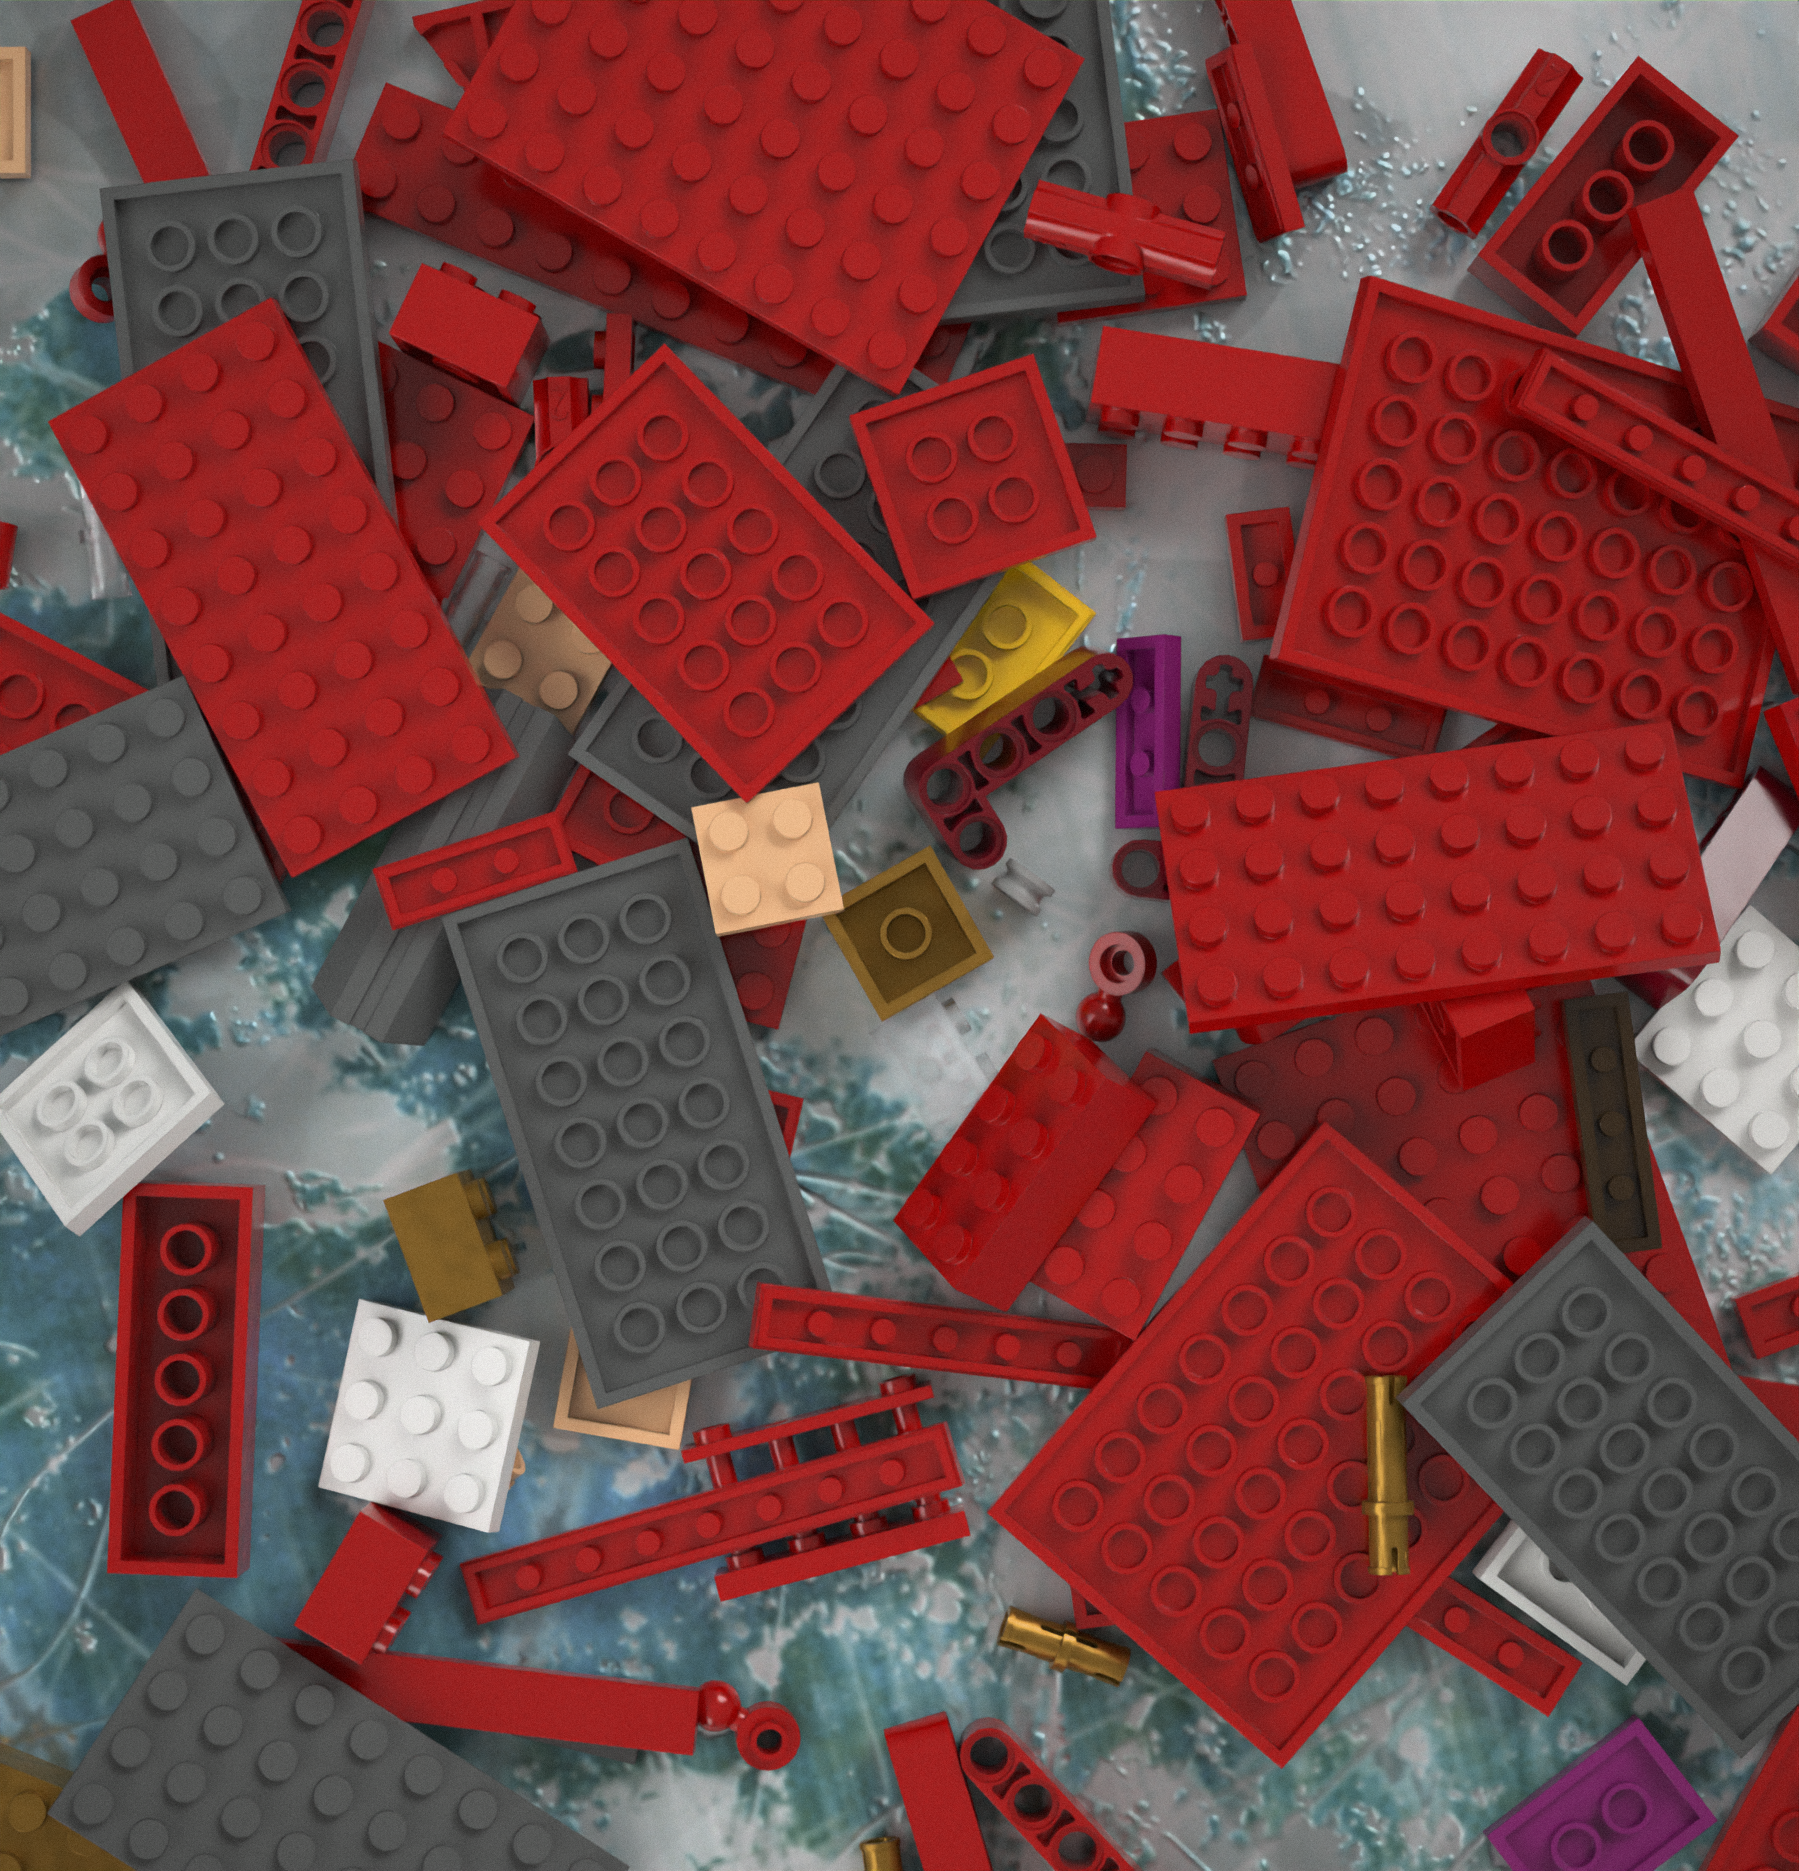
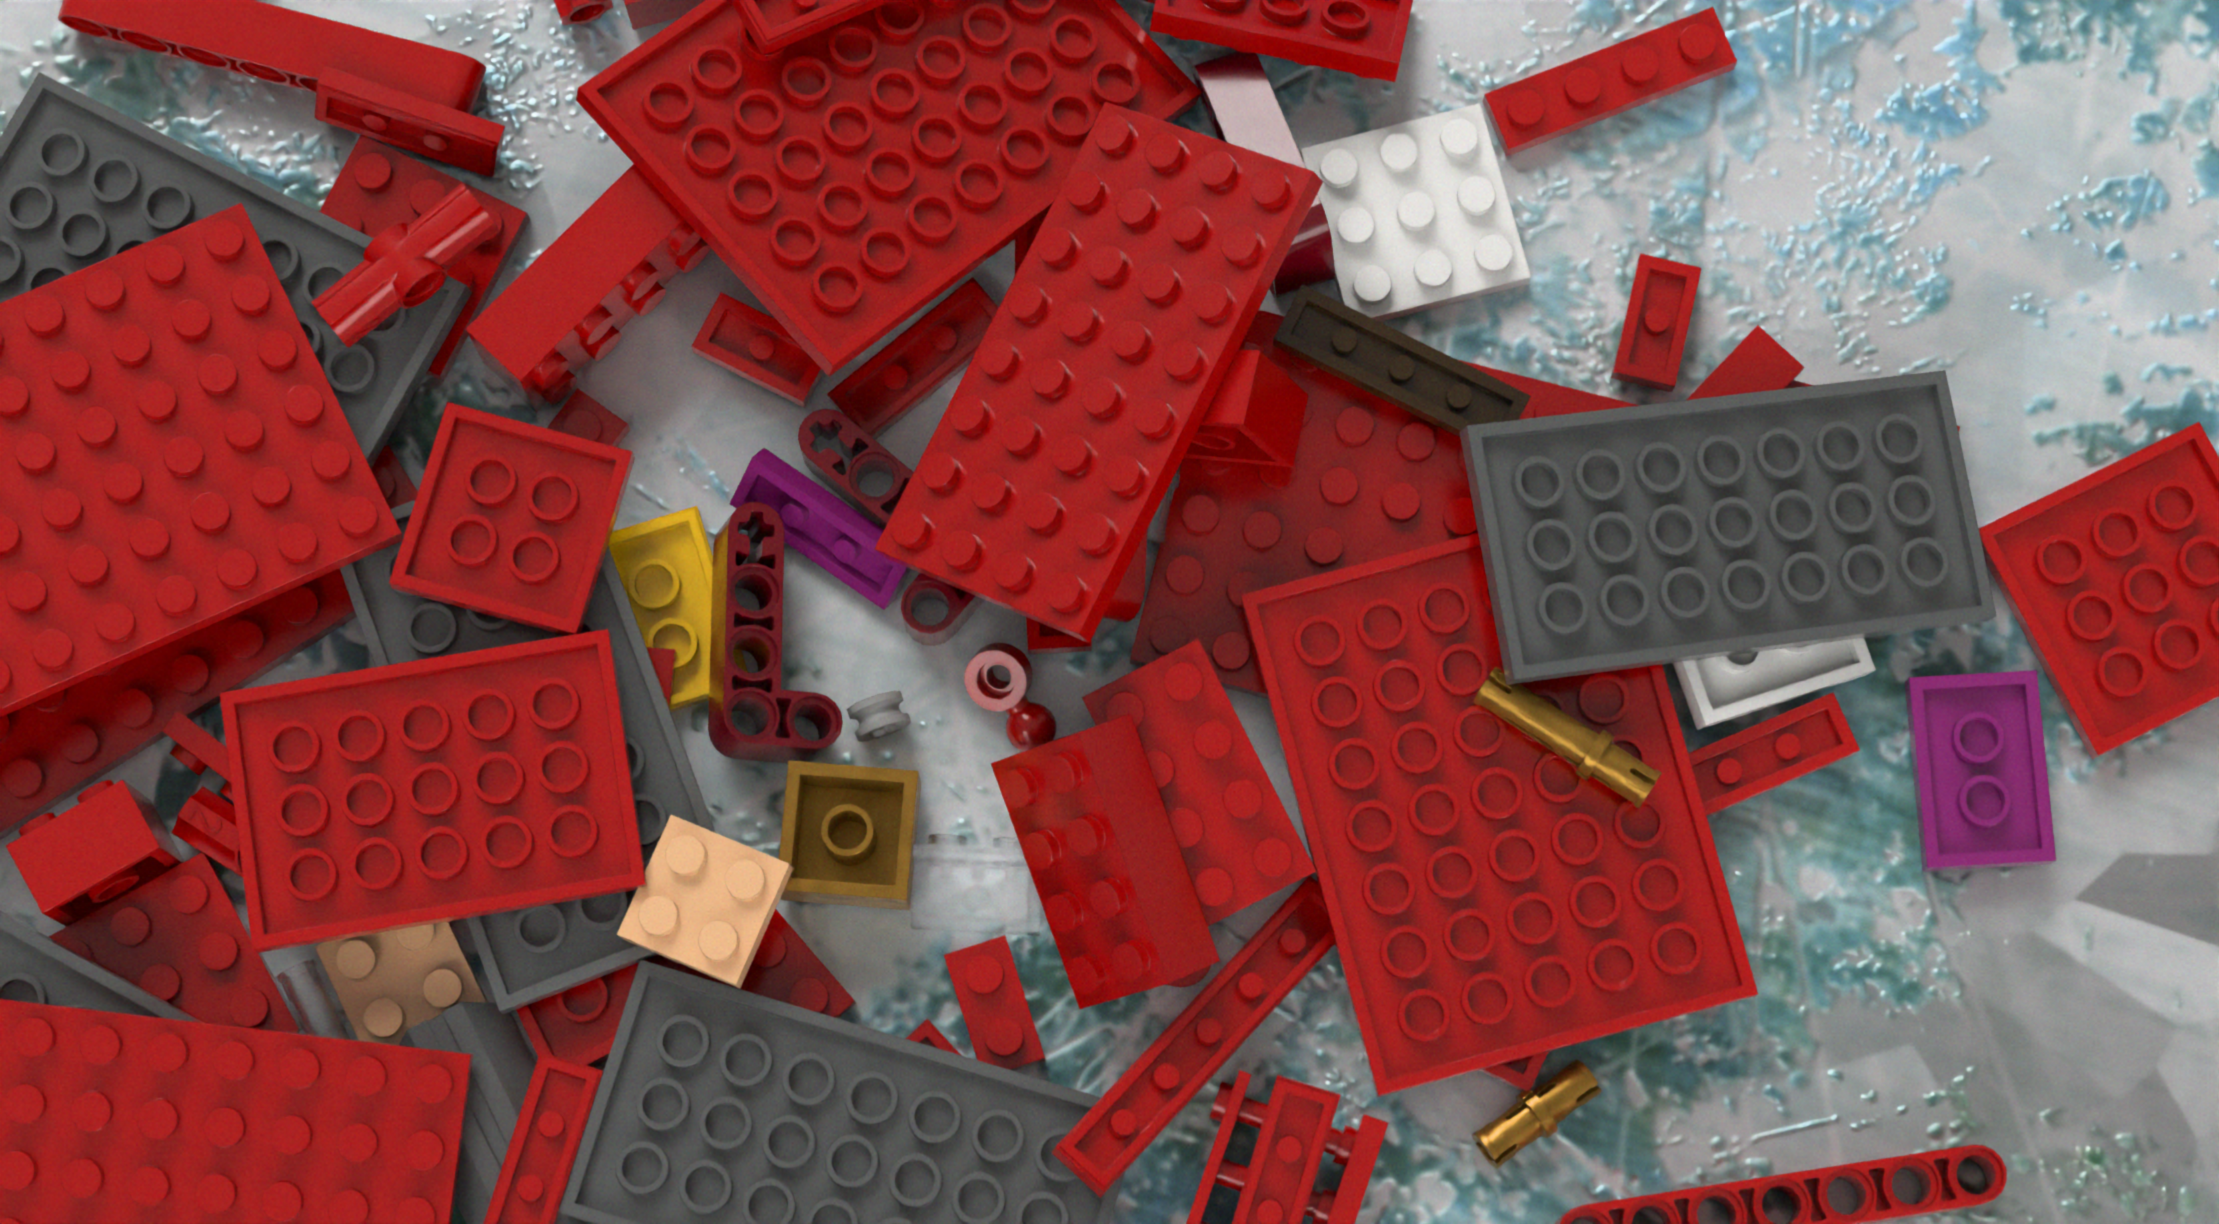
camera: 60 degrees left, 10 degrees down
(850, 1145) = (994, 1005): none -> red plate

